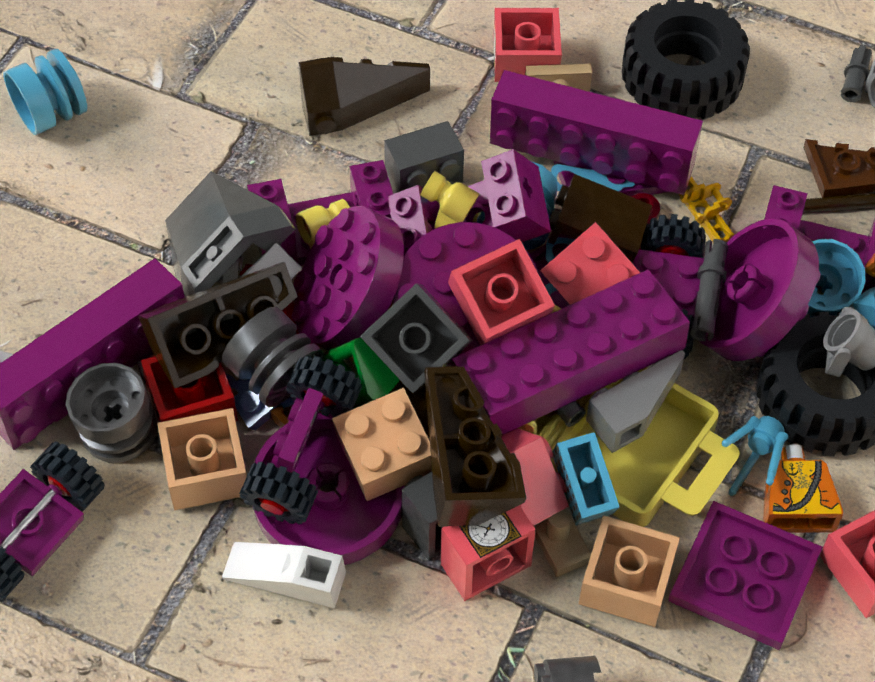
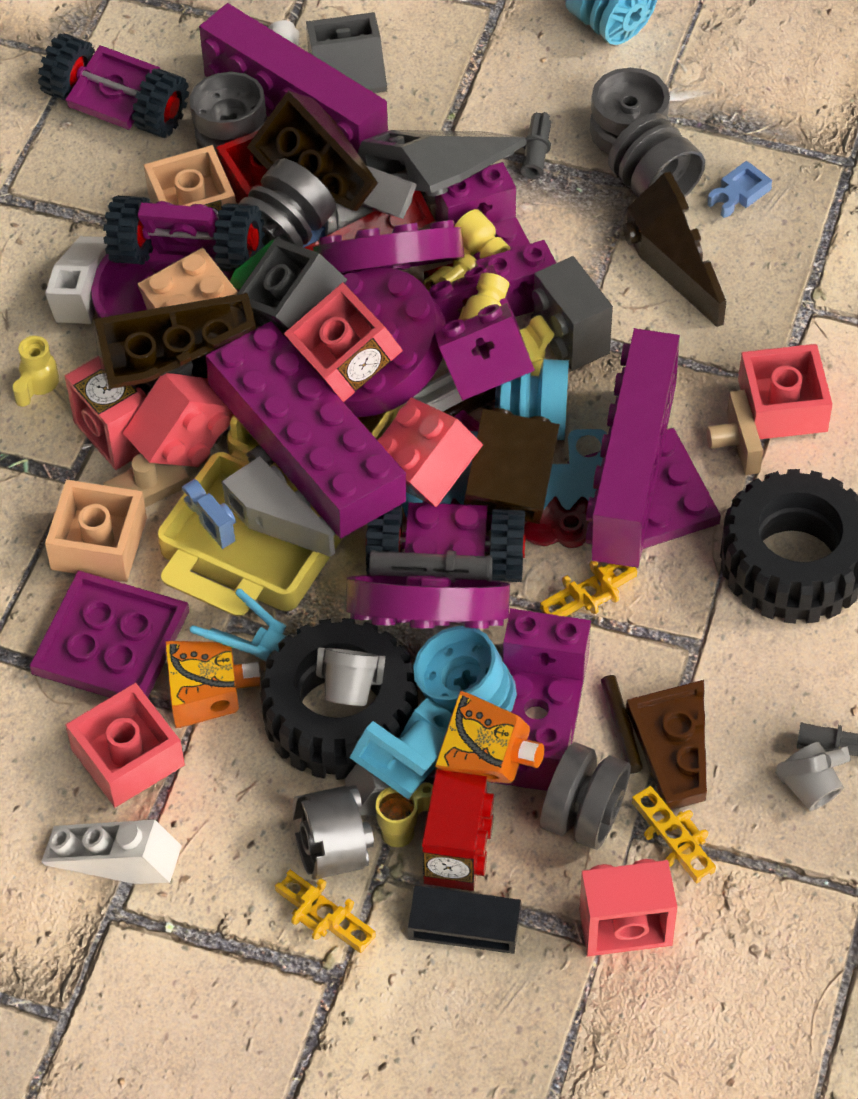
camera: 85 degrees right, 0 degrees up
(40, 301) = (351, 47): none -> dark grey slope
(187, 175) = (537, 146): none -> dark grey axle
(189, 101) = (623, 98): none -> flat silver wheel
(259, 86) = (652, 148): none -> flat silver wheel
(288, 44) = (741, 186): none -> medium blue plate
(405, 624) = (36, 370): none -> light yellow piece
(586, 478) = (171, 463): medium azure brick -> none
(641, 454) = (214, 517): none -> medium blue plate

